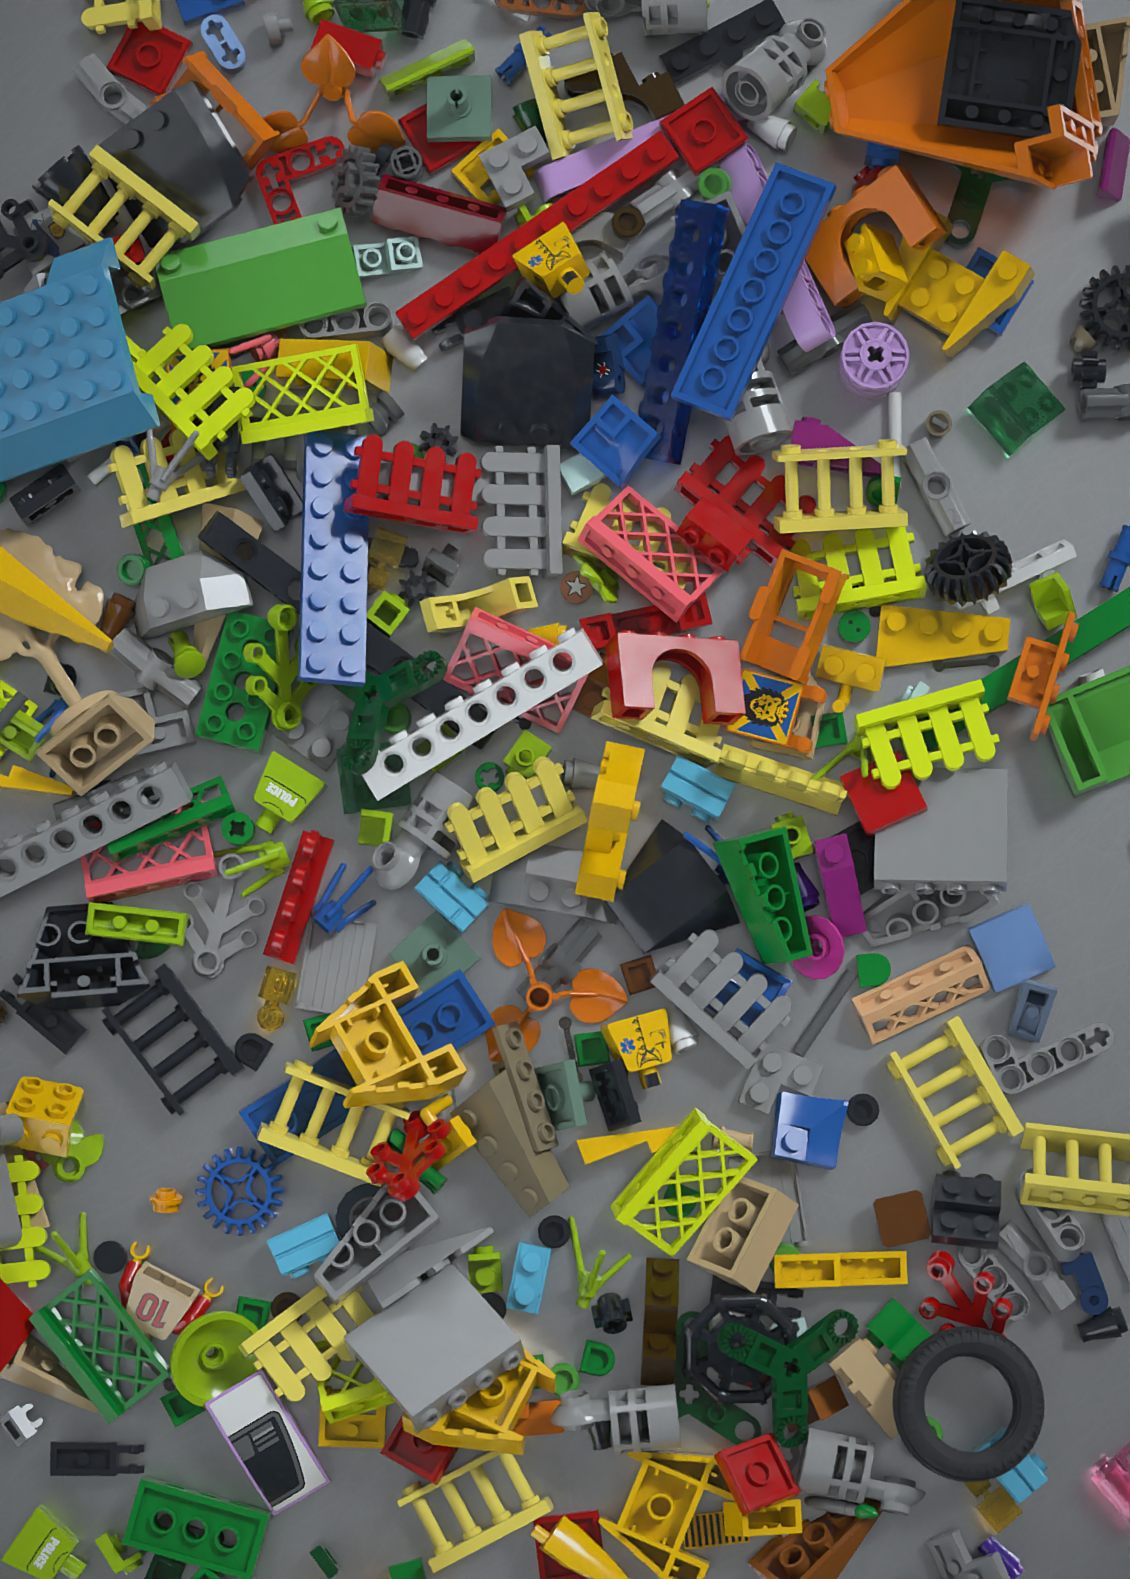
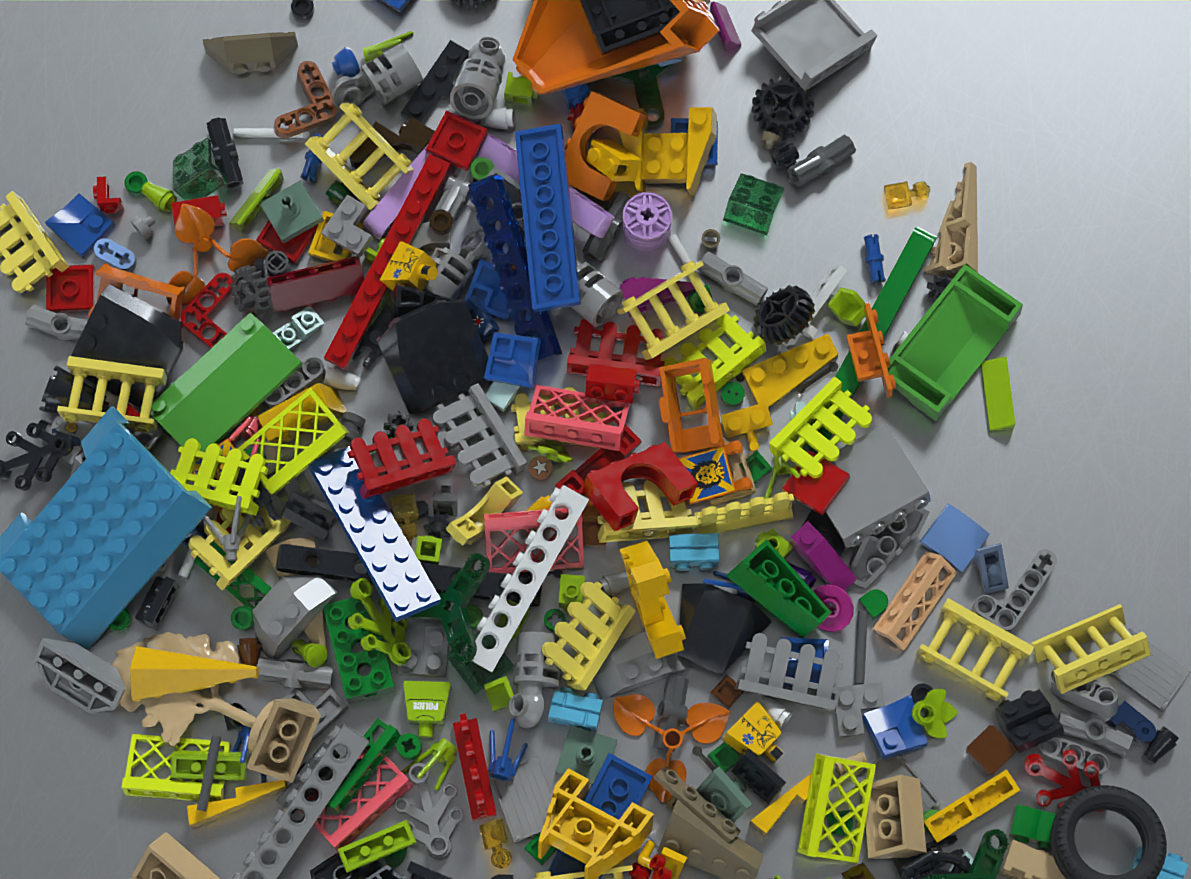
camera: 30 degrees left, 10 degrees down
(865, 1140) = (936, 713): none -> lime plate

